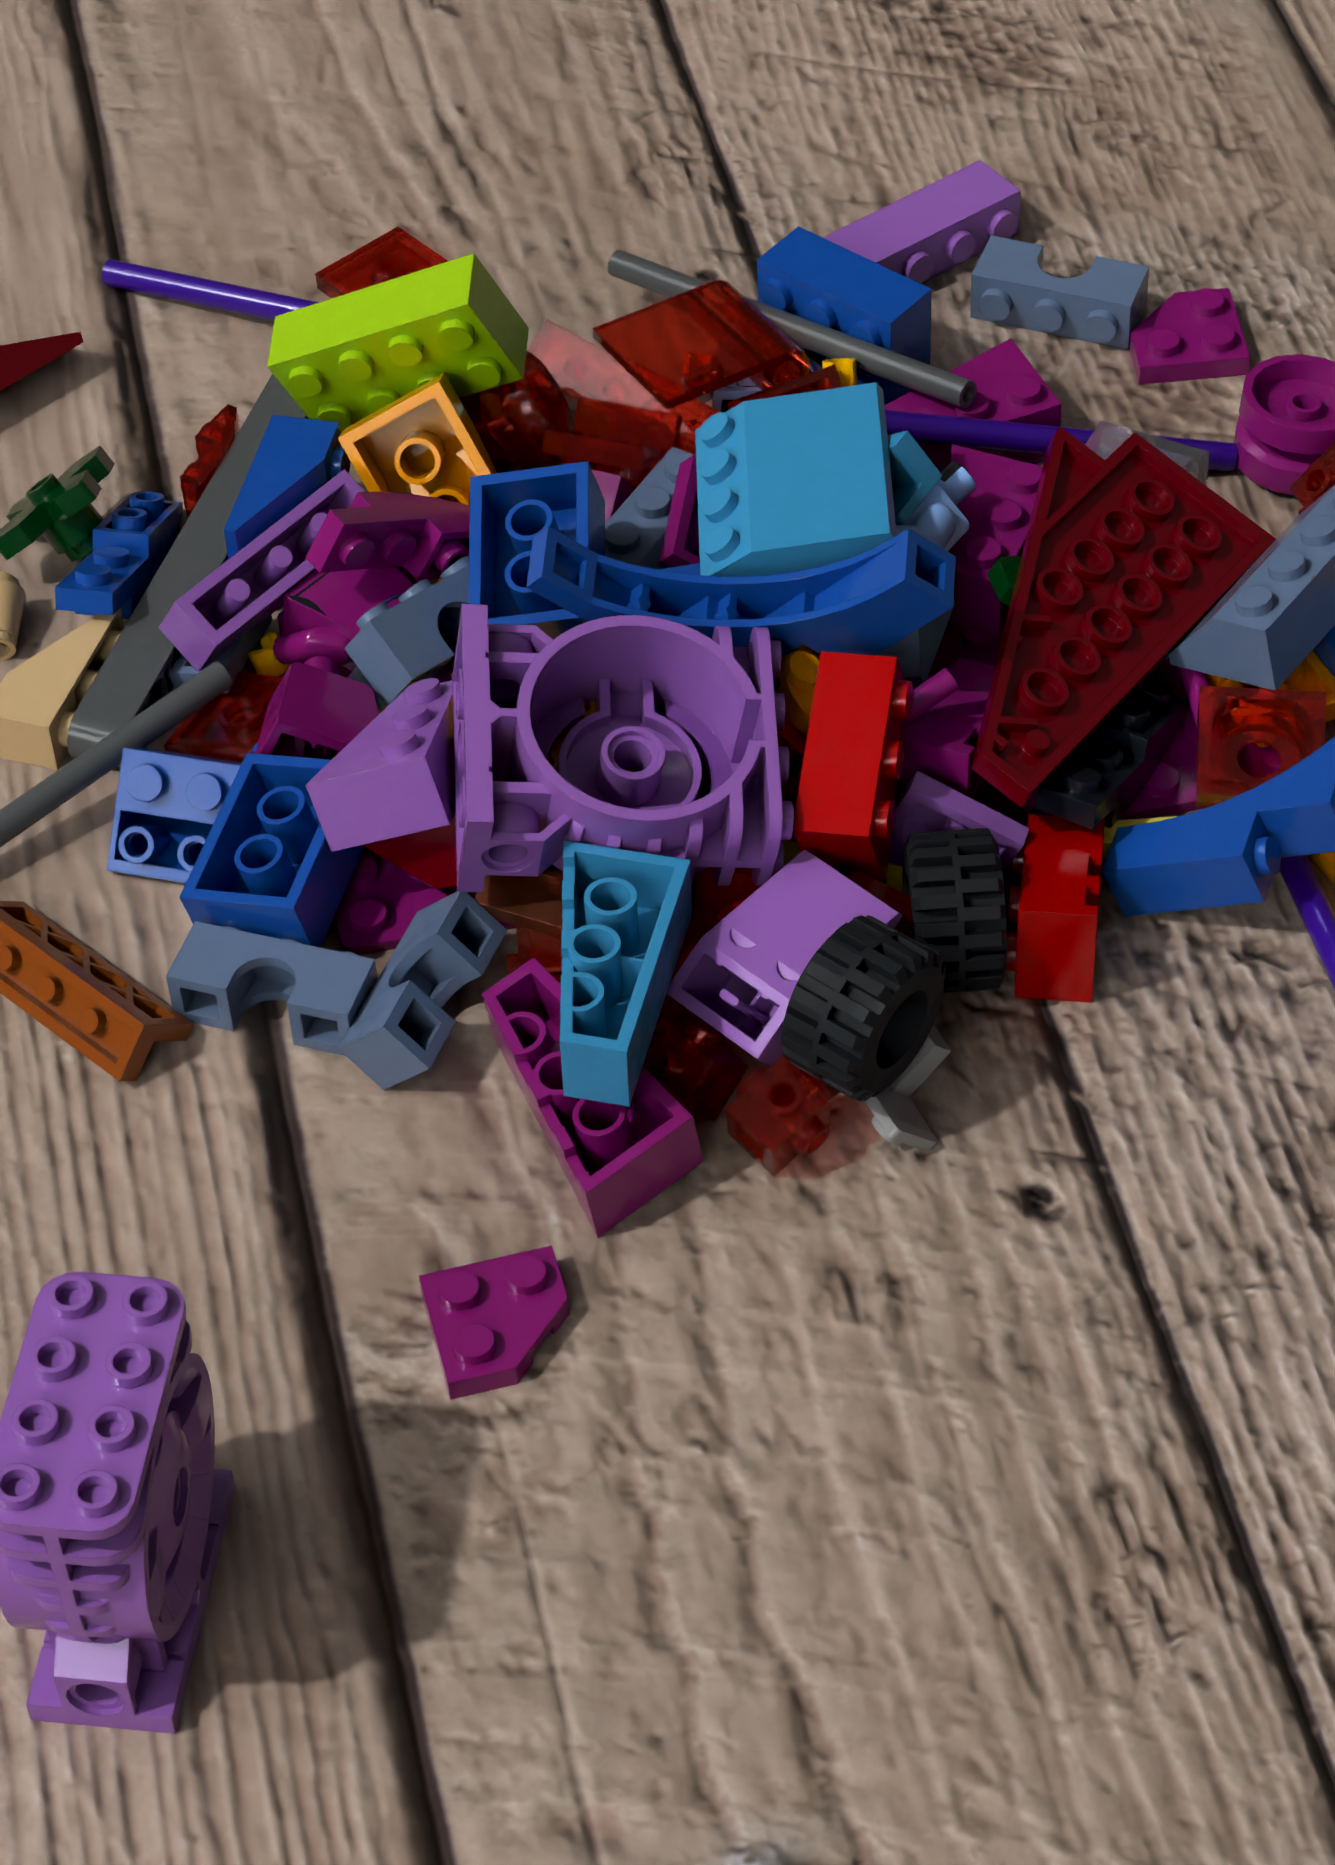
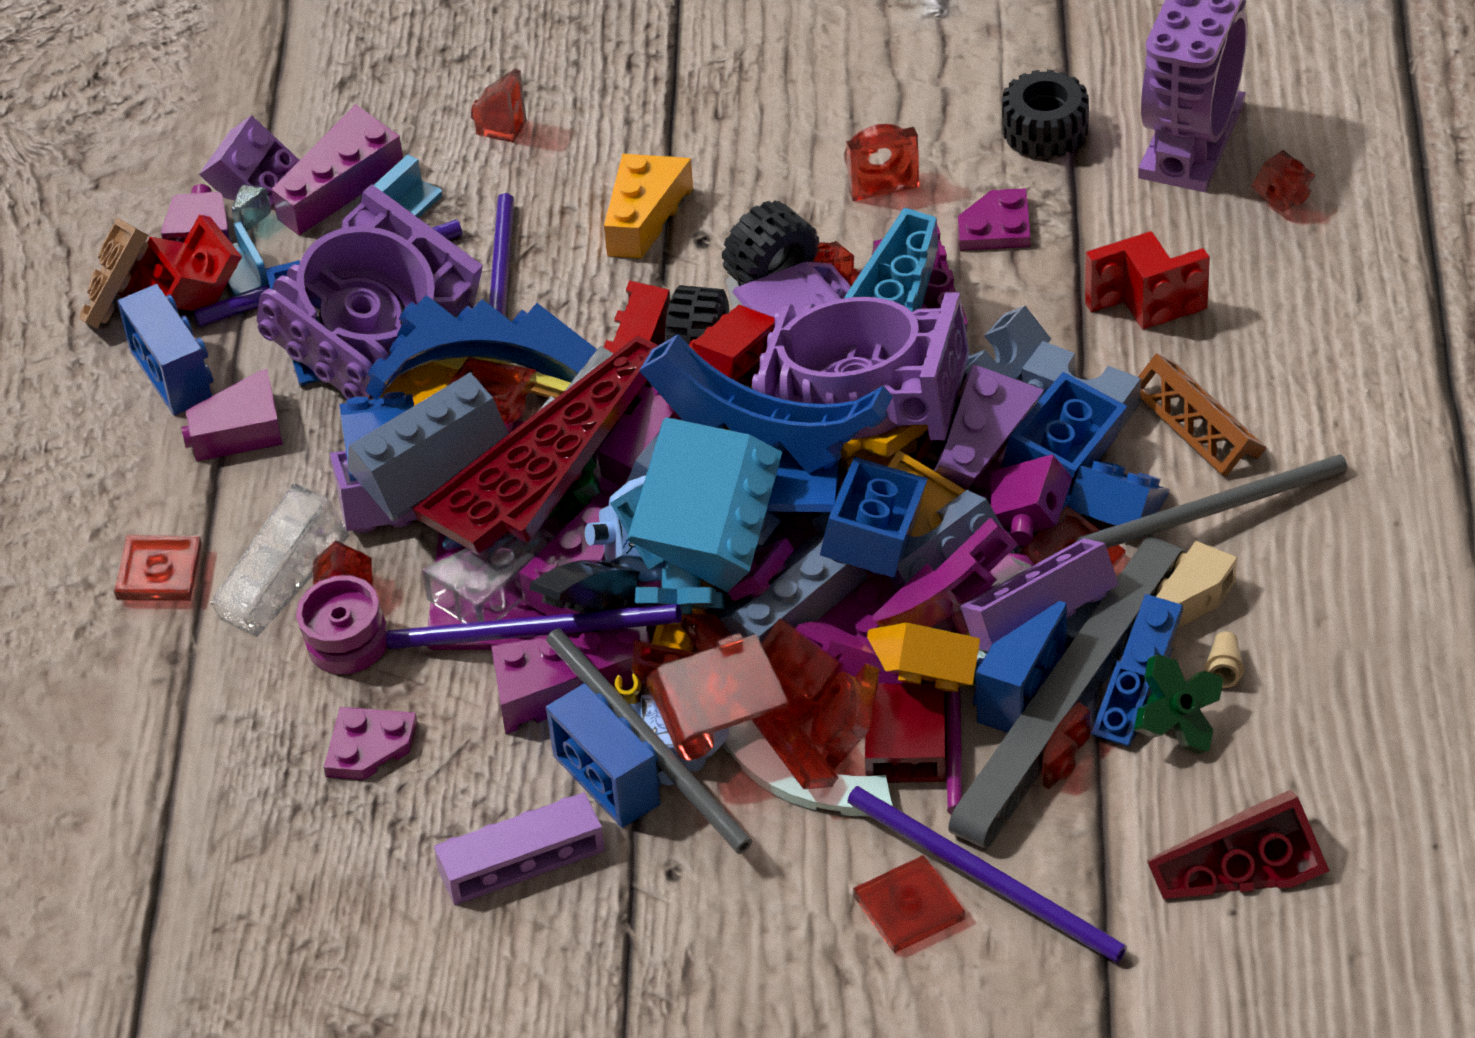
camera: 165 degrees left, 0 degrees up
(176, 1162) = (1147, 280): none -> red bracket
(394, 336) = (924, 705): lime brick -> none
(445, 1588) = (1045, 114): none -> black tyre
(710, 1320) = (895, 174): none -> clear red piece
(950, 389) = (588, 585): none -> black slope
(1091, 307) = (419, 762): sand blue arch -> none
(1180, 1211) = (642, 200): none -> light orange wedge

